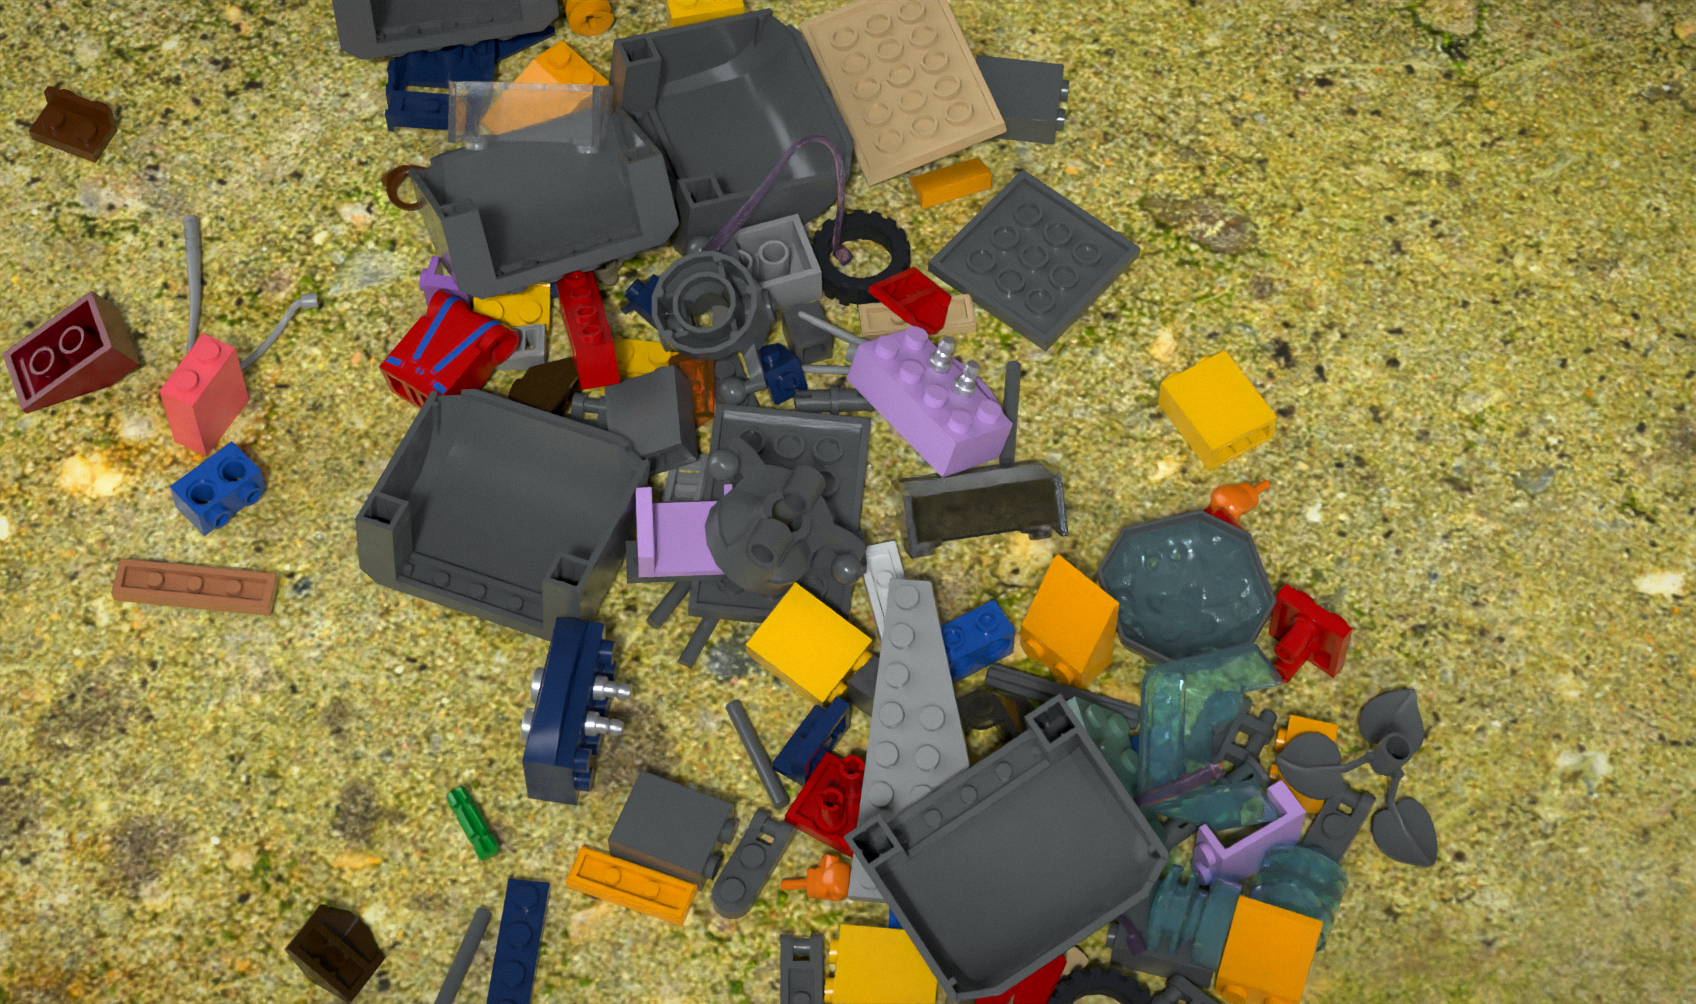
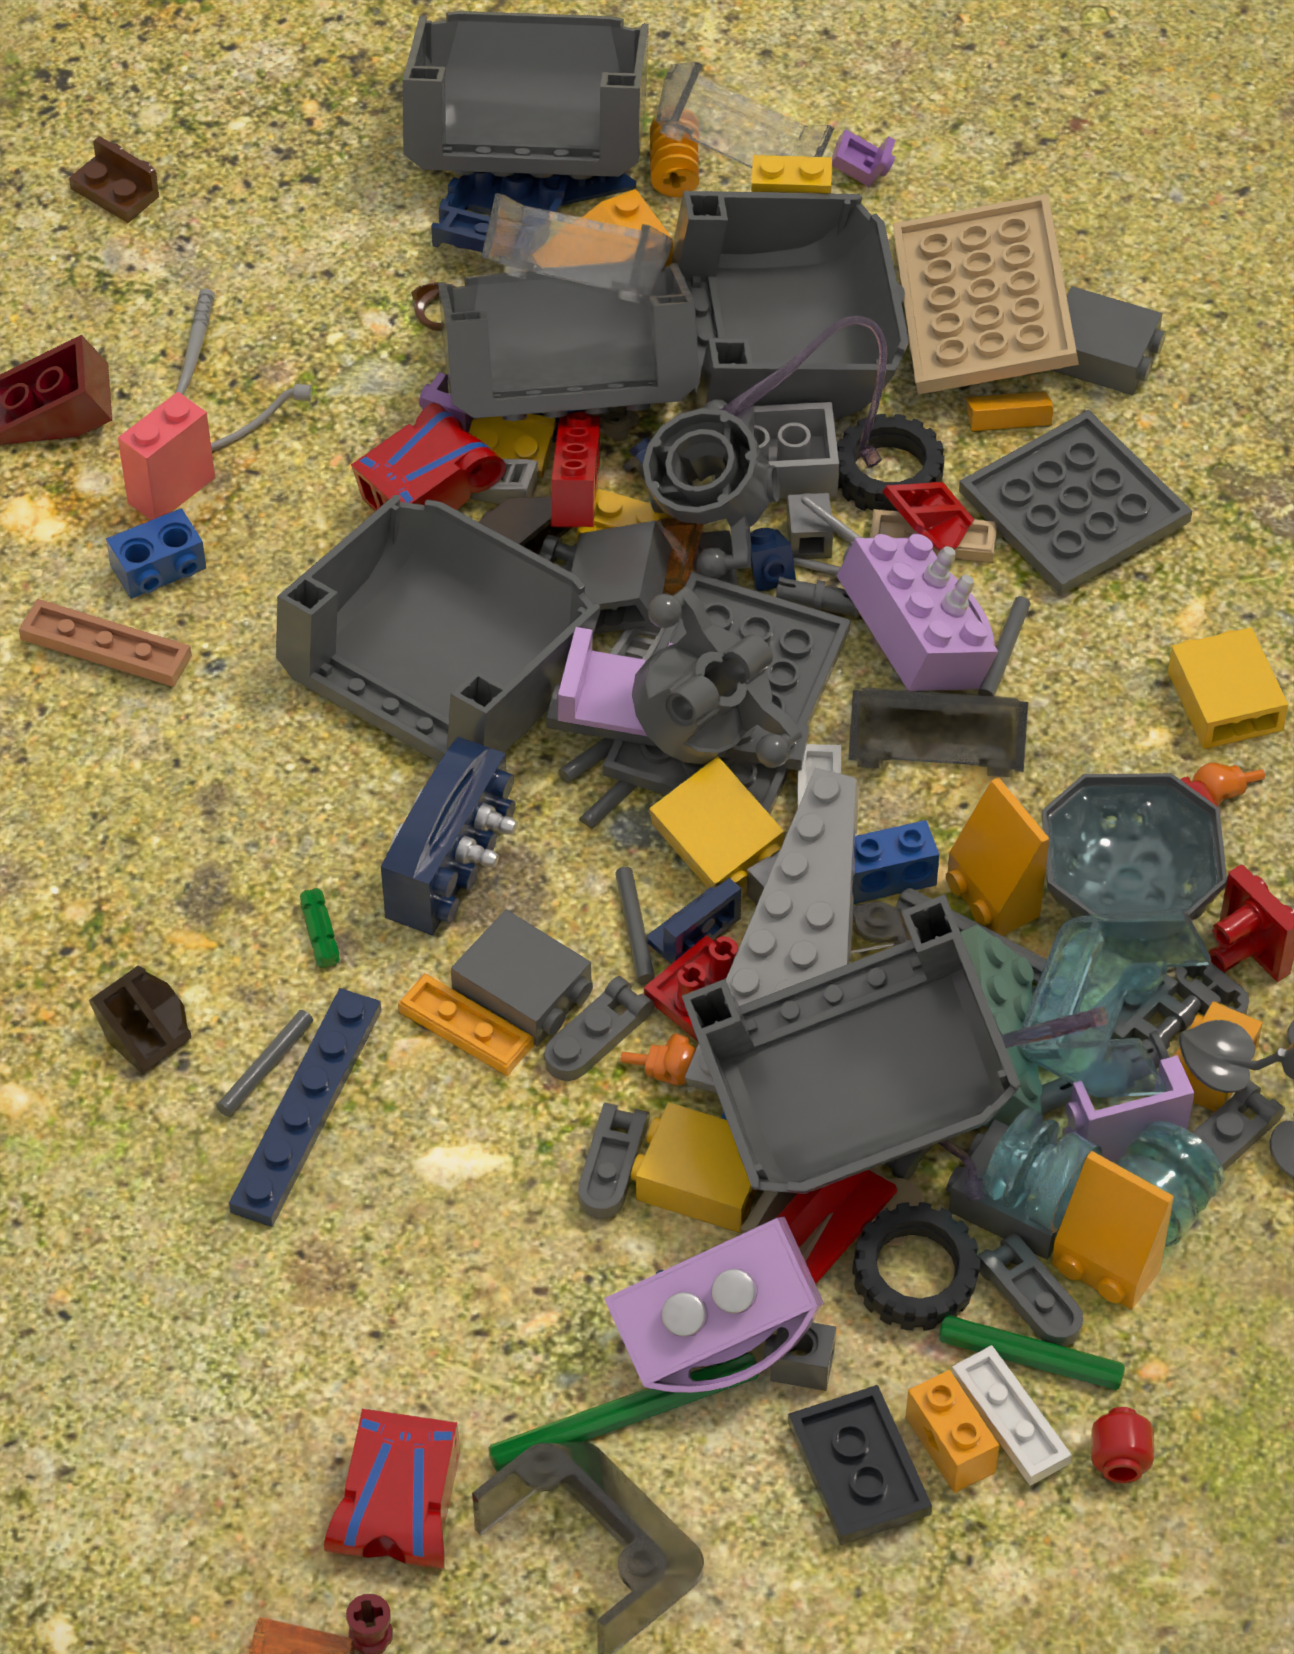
camera: 15 degrees right, 5 degrees down
(1283, 701) = (1214, 987): none -> dark grey beam

